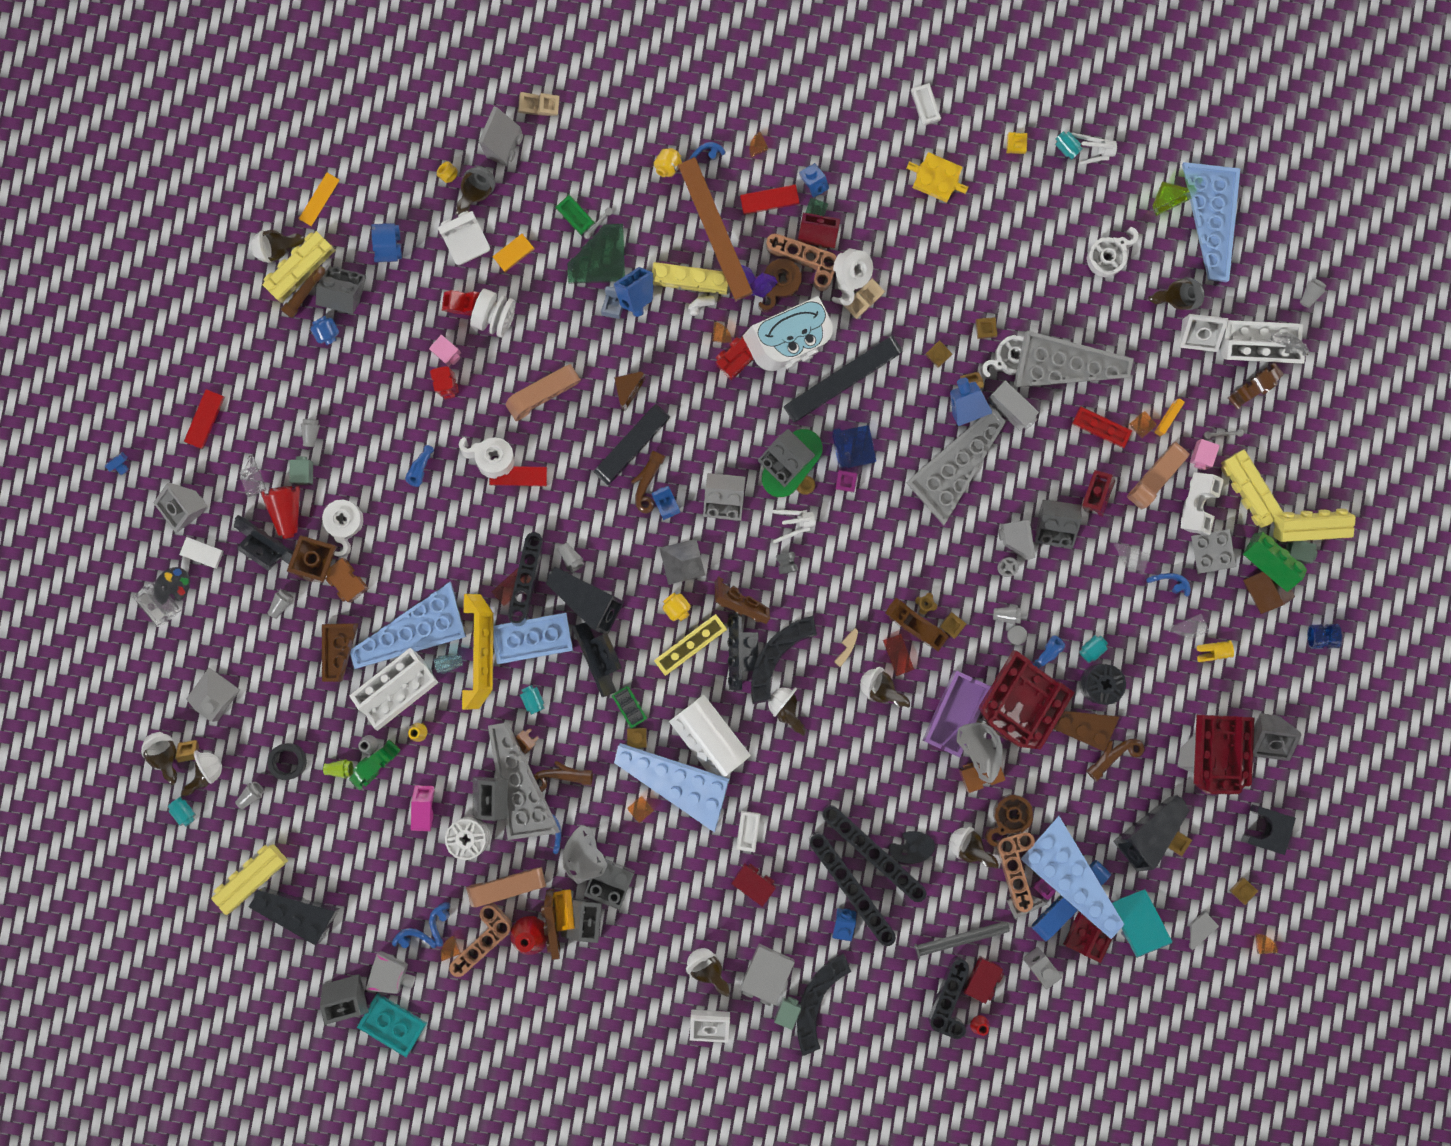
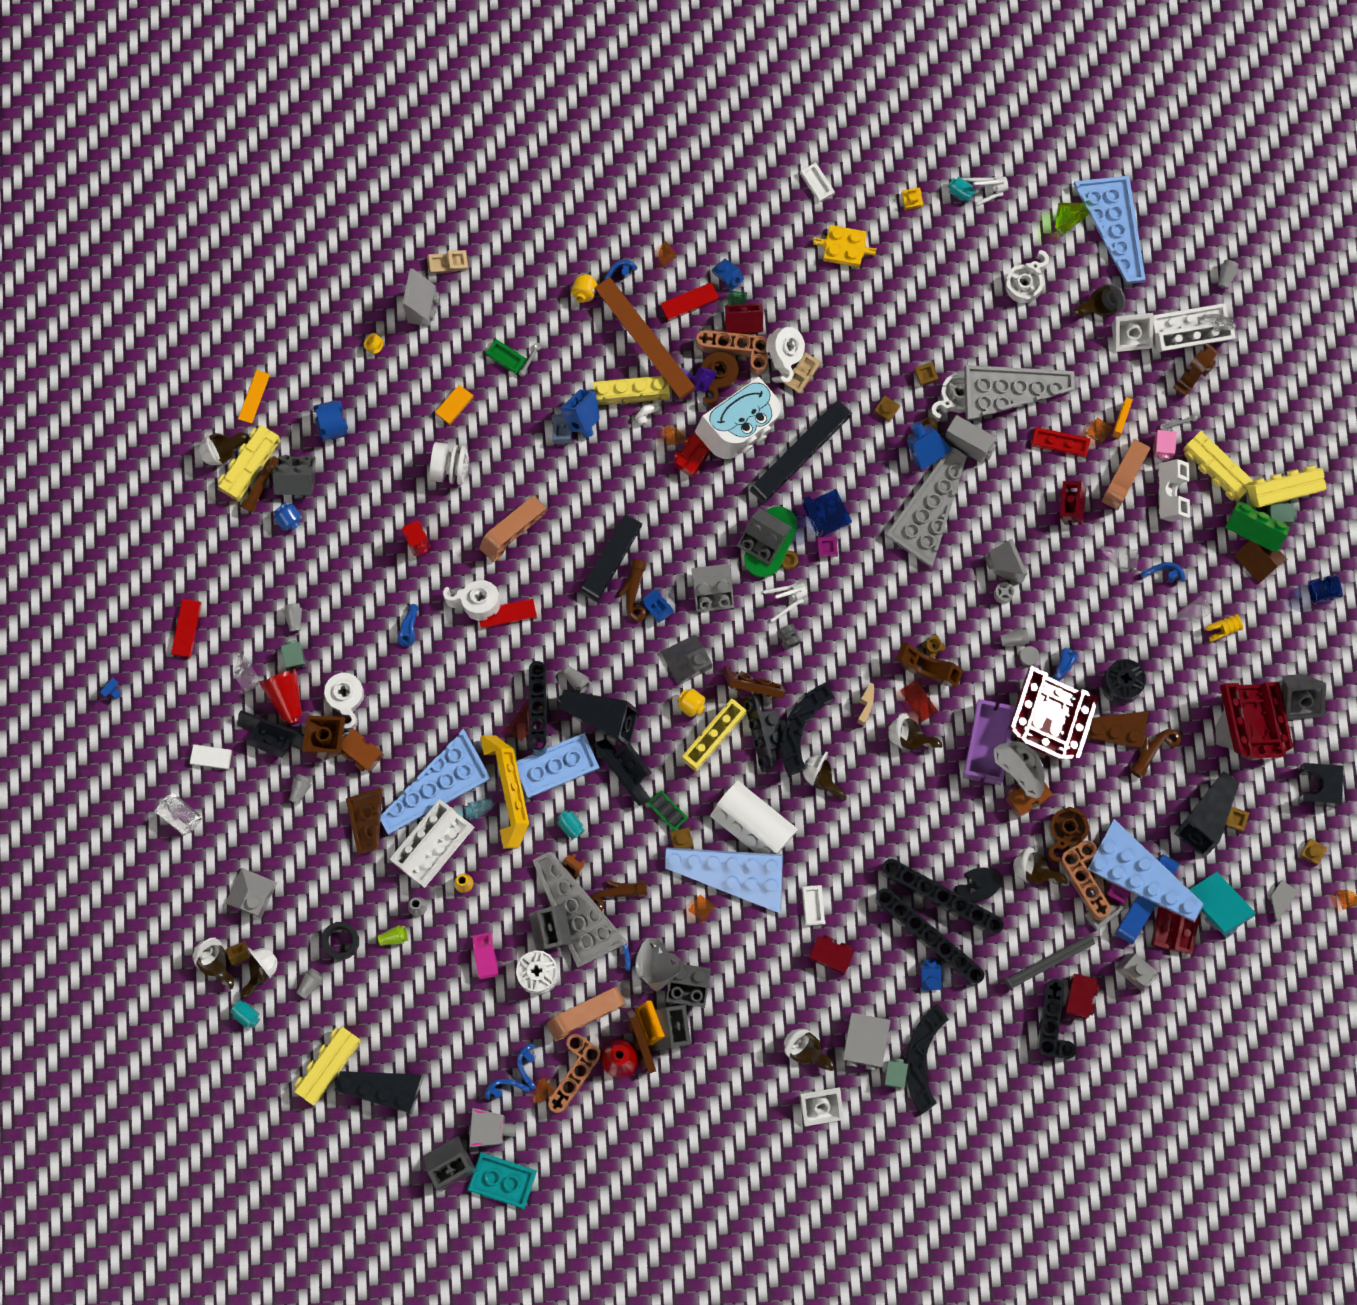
camera: 15 degrees left, 10 degrees down
(175, 581) = (192, 790): black piece -> none
(179, 505) = (179, 715): light grey slope -> none
(368, 768) = (423, 926): green piece -> none
(445, 351) = (409, 509): bright pink brick -> none
(459, 302) = (414, 461): red brick -> none
(464, 238) = (404, 400): white bracket -> none
(475, 187) = (404, 350): piece -> none
(600, 258) = (539, 391): clear green plate -> none
(628, 387) = (595, 502): reddish brown slope -> none
(952, 625) = (965, 659): pearl gold plate -> none
(977, 1022) = (1084, 1044): red cone -> none
(1058, 523) = (1041, 541): dark grey slope -> none
(1093, 648) = (1106, 651): teal brick -> none
(1213, 551) = (1198, 533): light grey hinge -> none

